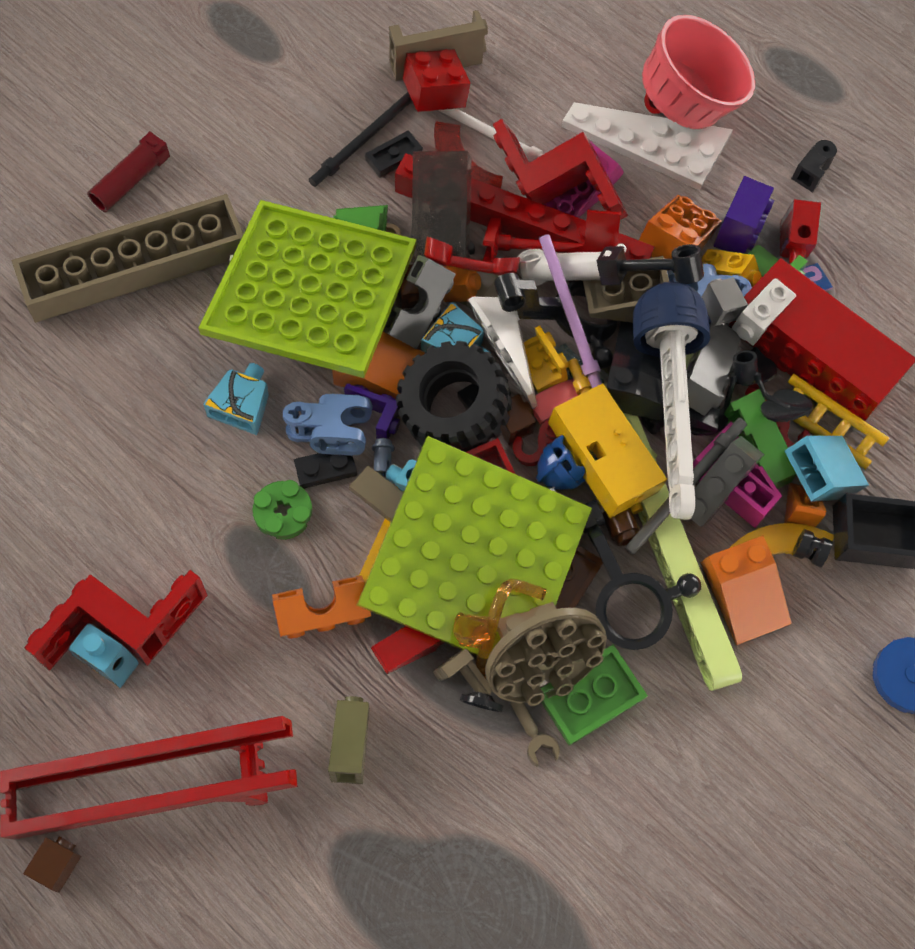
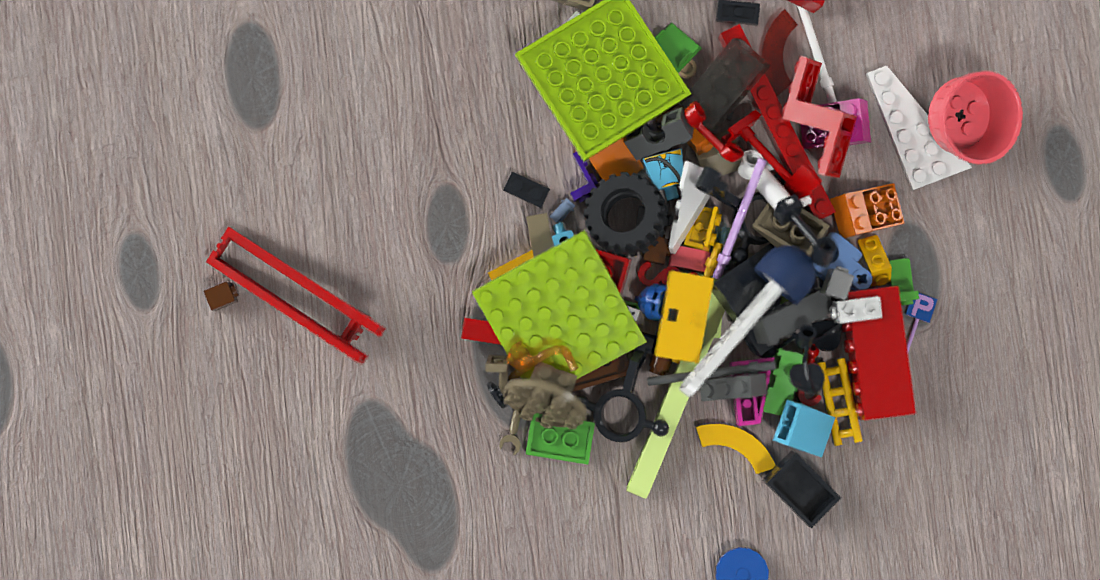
camera: 50 degrees right, 20 degrees up
(100, 606) = (343, 192): red bracket -> none
(101, 652) = (323, 205): medium azure torso -> none
(239, 399) = (511, 109): medium azure torso -> none
(296, 616) = (440, 267): orange arch -> none
(297, 515) = (487, 207): bright green plate -> none
(328, 423) = (546, 165): medium blue piece -> none
(349, 741) = (413, 357): olive slope -> none
(745, 216) = (914, 235): dark purple brick -> none
(748, 589) = (695, 455): orange slope -> none
(799, 229) = (944, 268): red torso -> none
(800, 508) = (767, 437): orange slope -> none
(812, 548) = (752, 464): black wheel -> none
(813, 165) = (1008, 232): black leg -> none

